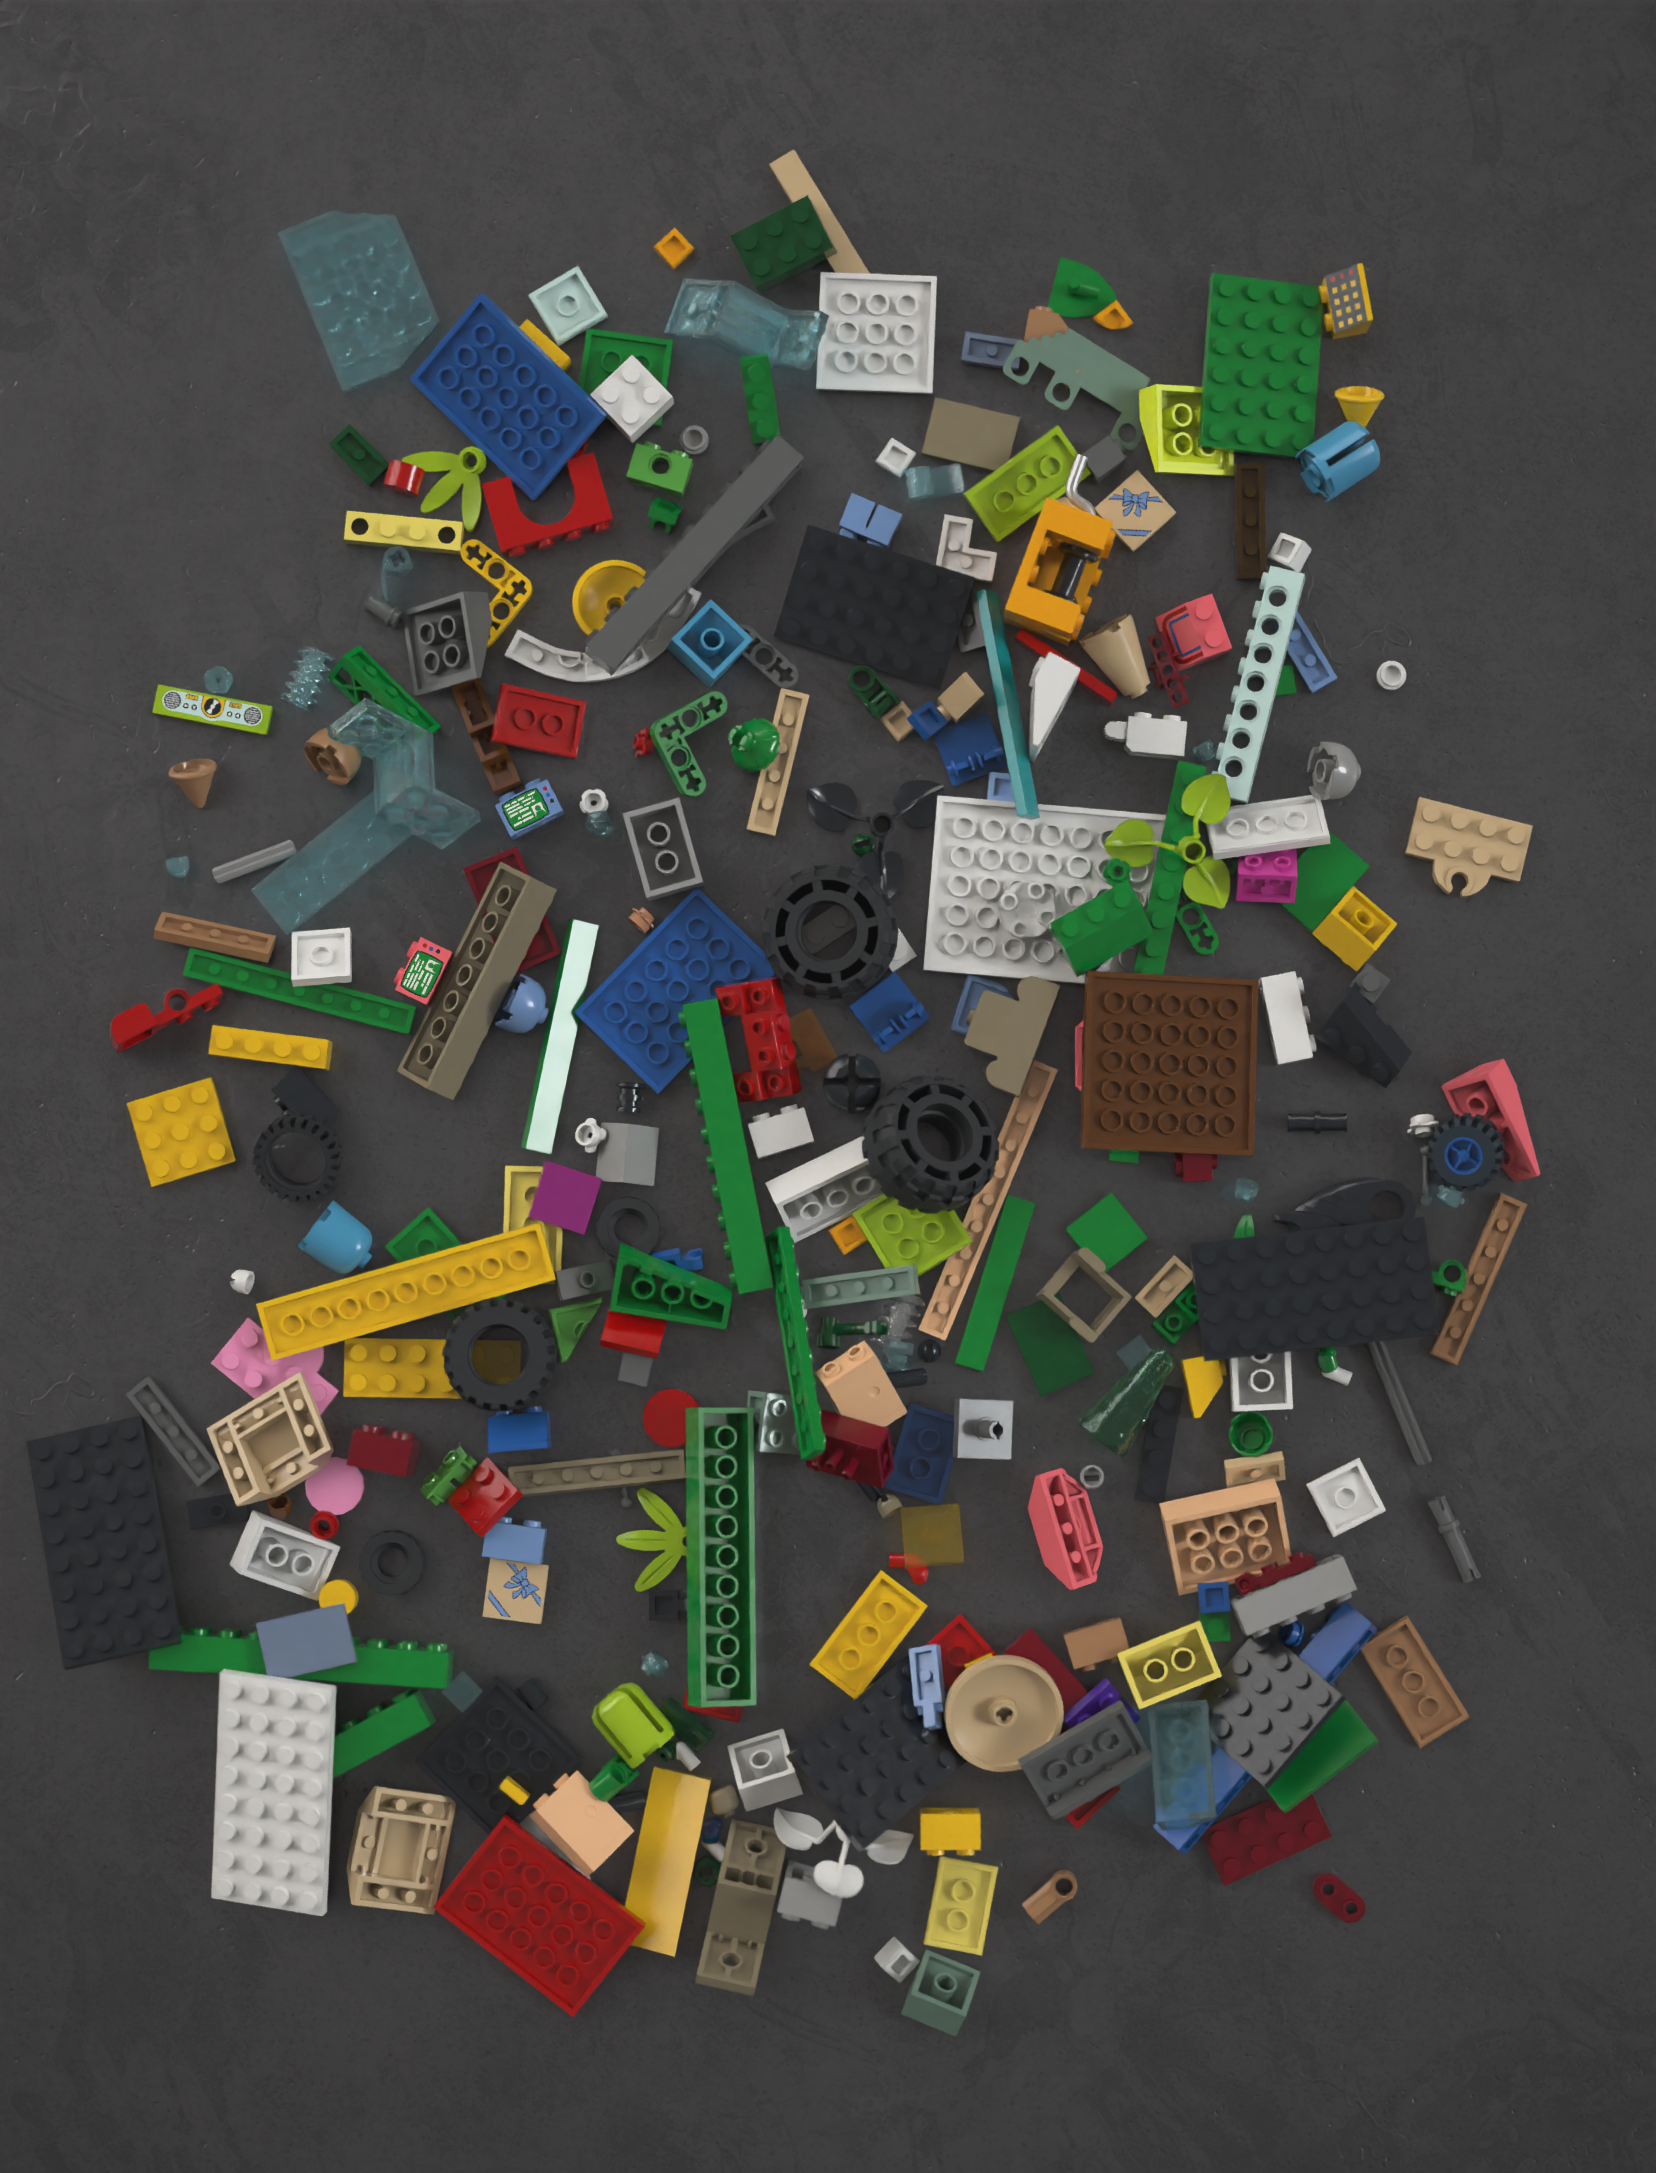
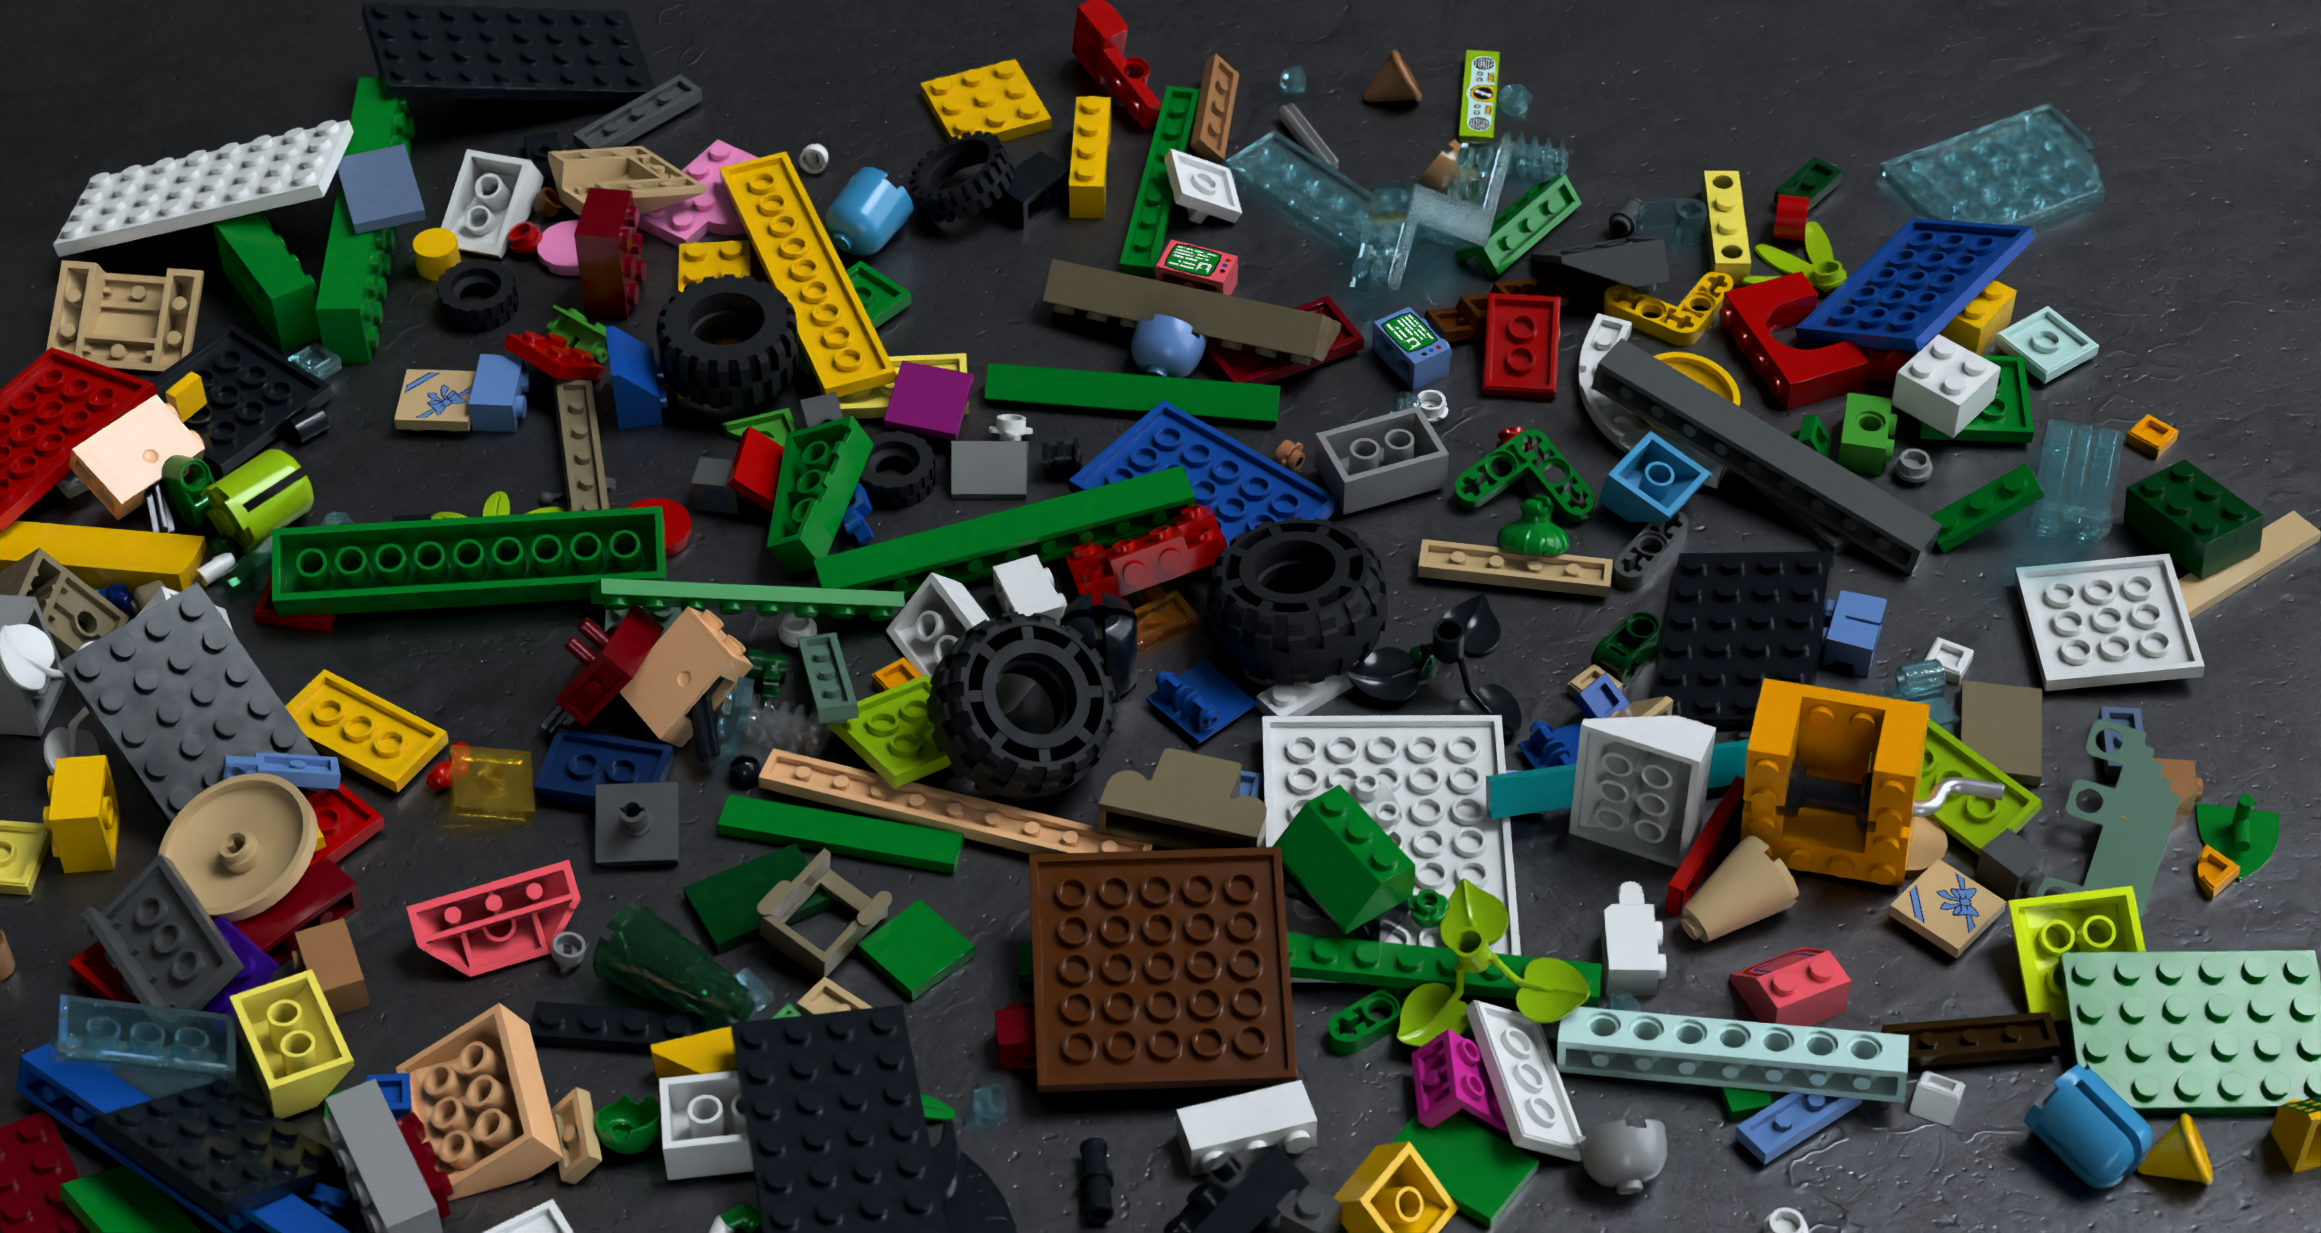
camera: 80 degrees right, 40 degrees down
(890, 1506) = (534, 739): dark tan hinge -> none
(1167, 680) = (1740, 949): dark red piece -> none

